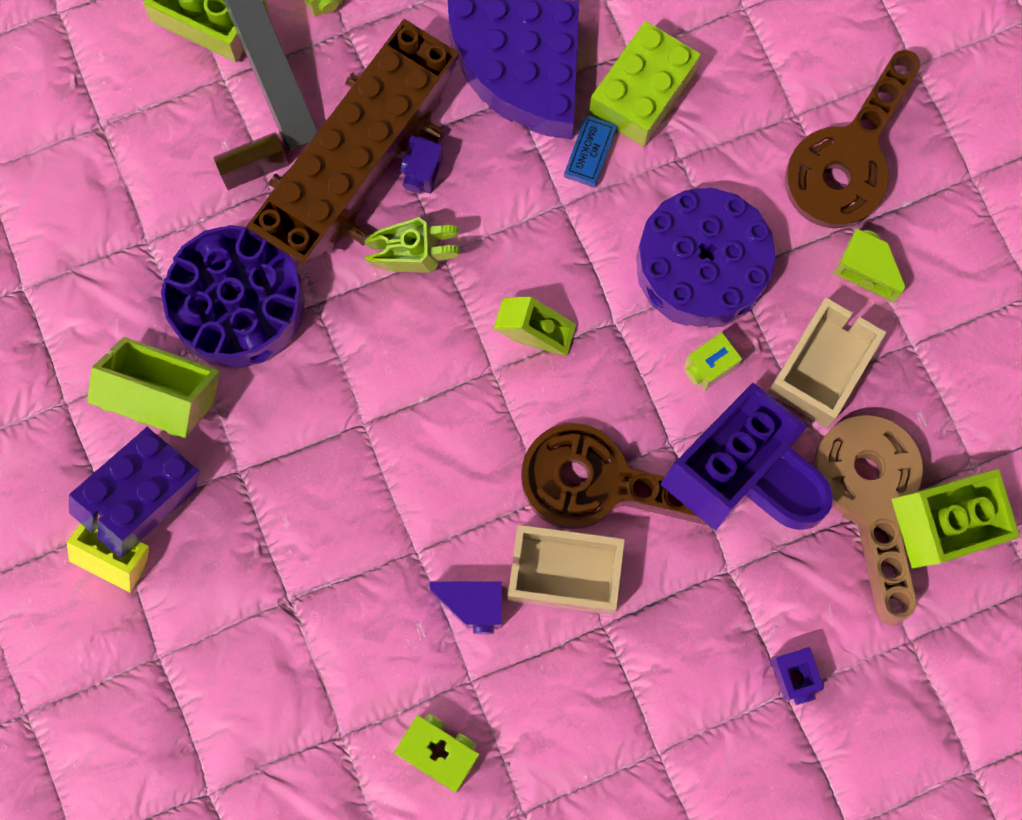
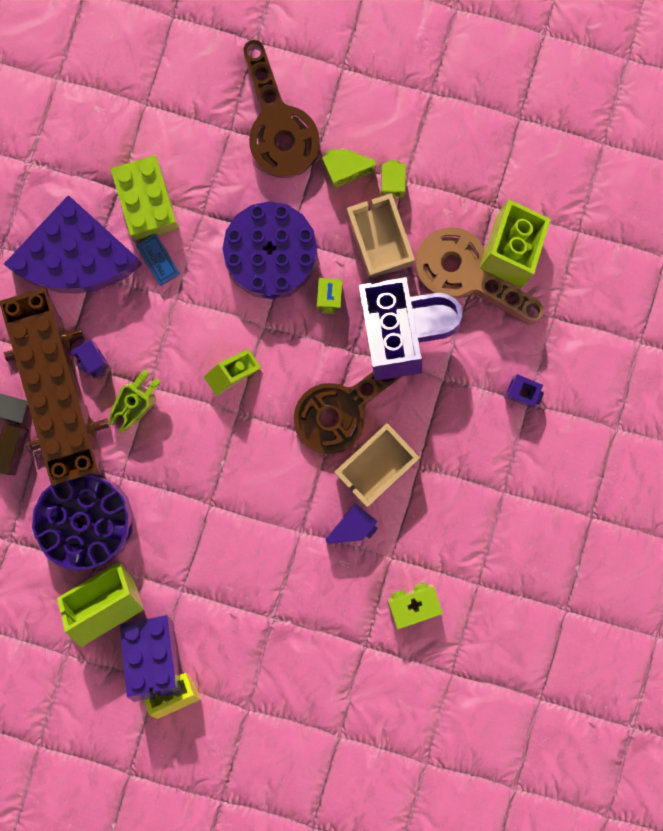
camera: 55 degrees left, 10 degrees up
(903, 326) = (393, 178): none -> lime brick

